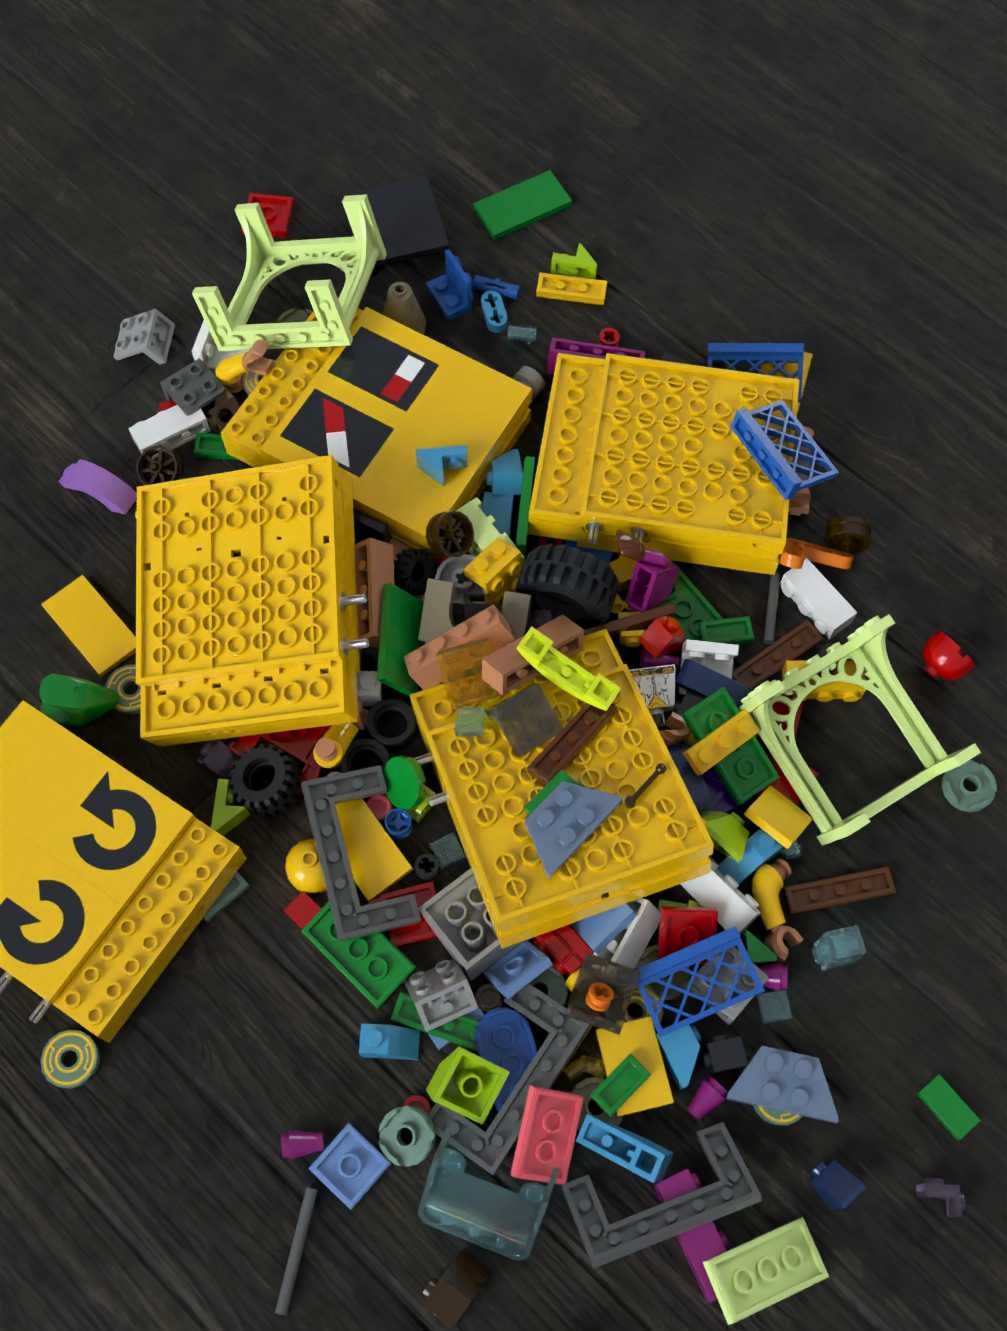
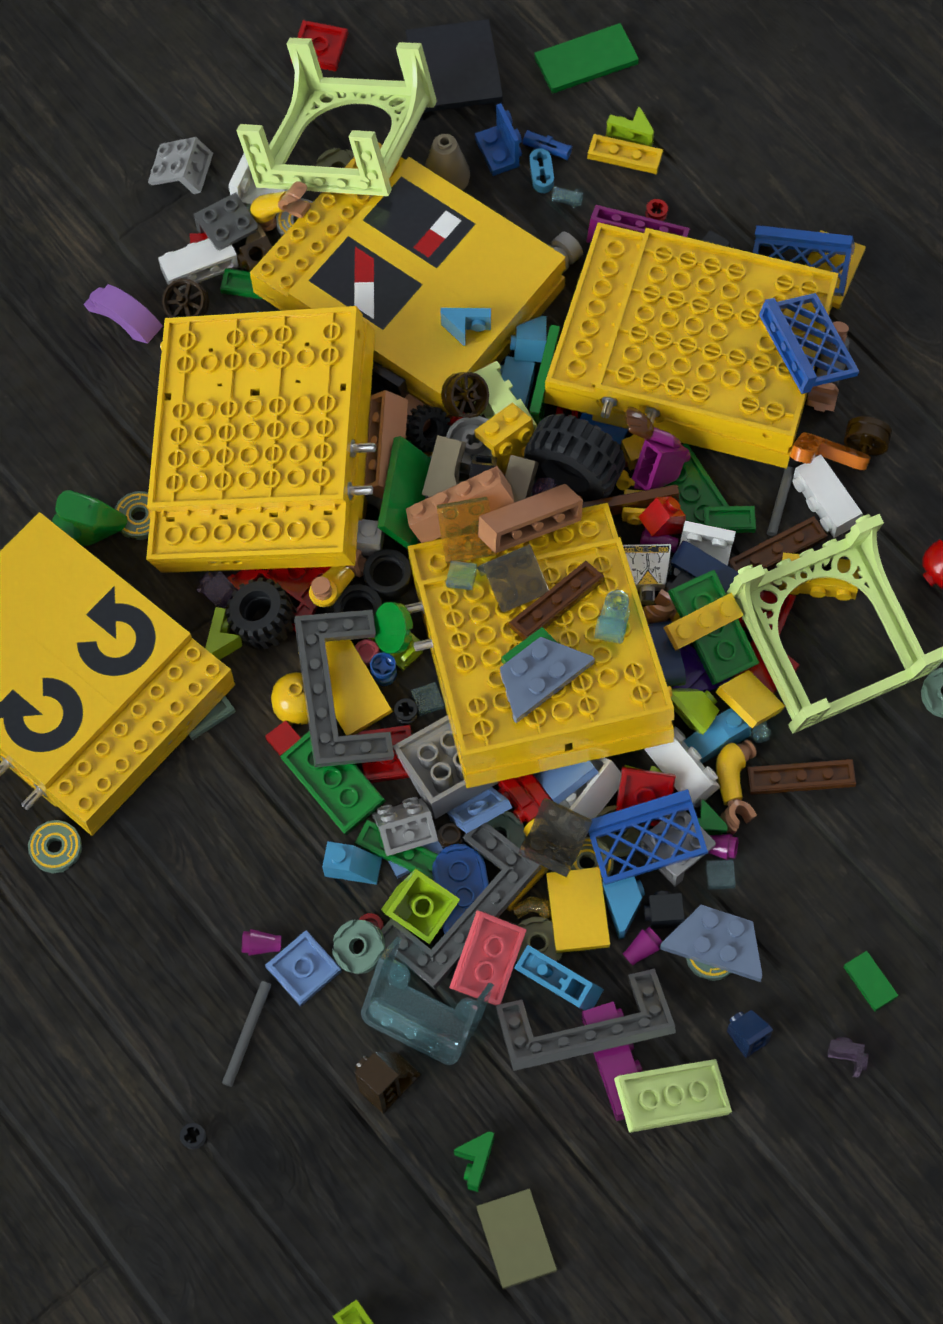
camera: 10 degrees right, 0 degrees up
(91, 625) = (105, 450): yellow tile -> none
(566, 673) = (557, 537): neon yellow slope -> none
(599, 996) = (552, 840): orange bush -> none
(620, 1085) = (561, 923): green tile -> none
(630, 801) = (602, 662): dark brown hinge -> none
(635, 754) = (613, 618): none -> clear light blue piece
(839, 948) = (788, 825): clear light blue brick -> none

